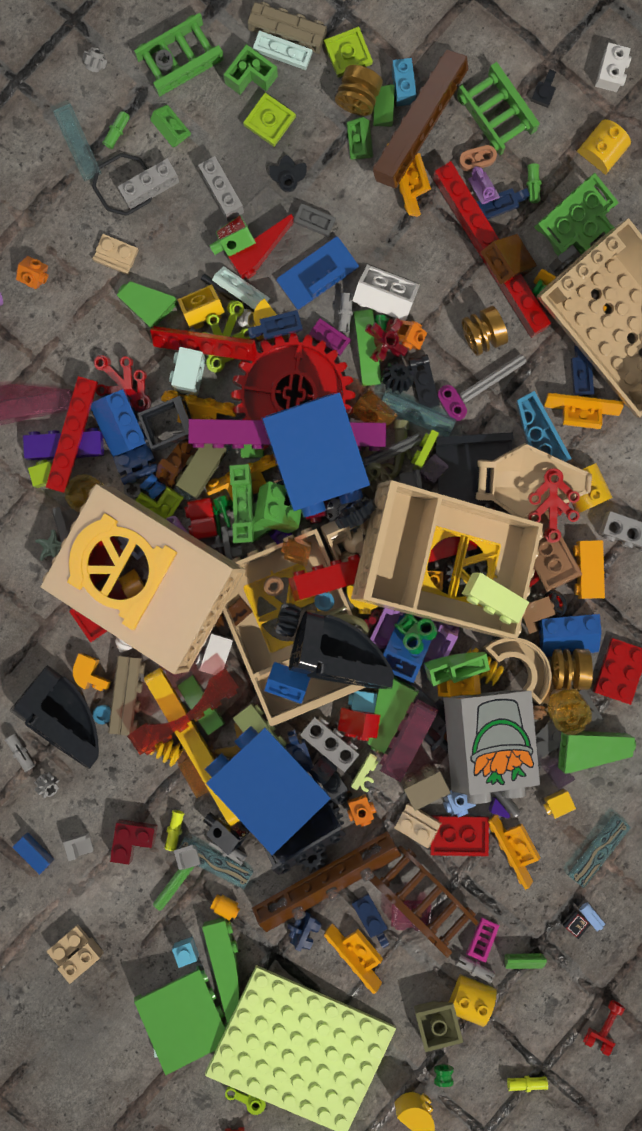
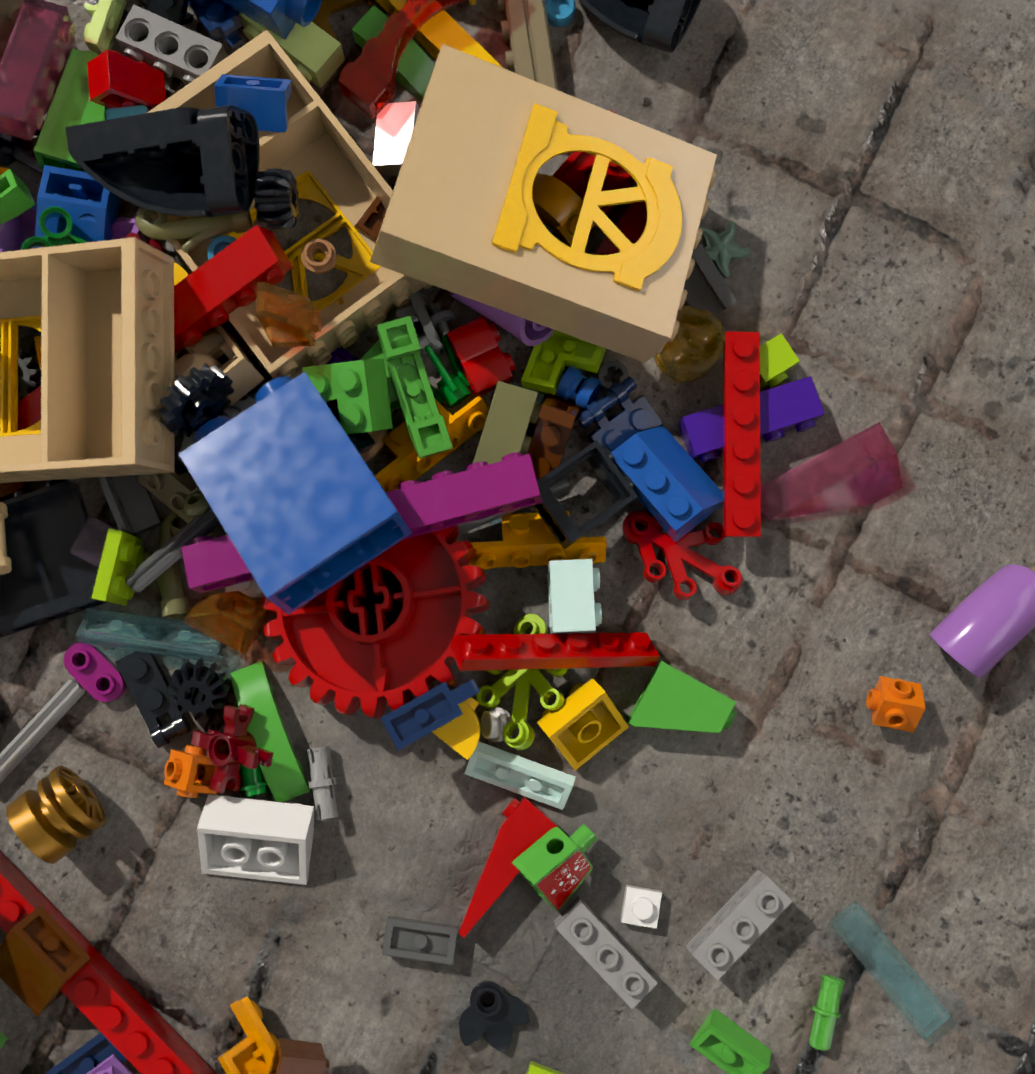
camera: 165 degrees right, 5 degrees down
(84, 673) = (604, 57): light orange brick -> none
(100, 196) = (836, 911): black piece -> none
(115, 254) = (760, 780): tan plate -> none
(196, 207) = (641, 906): none -> white plate
(208, 280) = (581, 776): black bar -> none
(317, 273) = (390, 843): blue bracket -> none
(334, 339) = (339, 731): magenta plate -> none

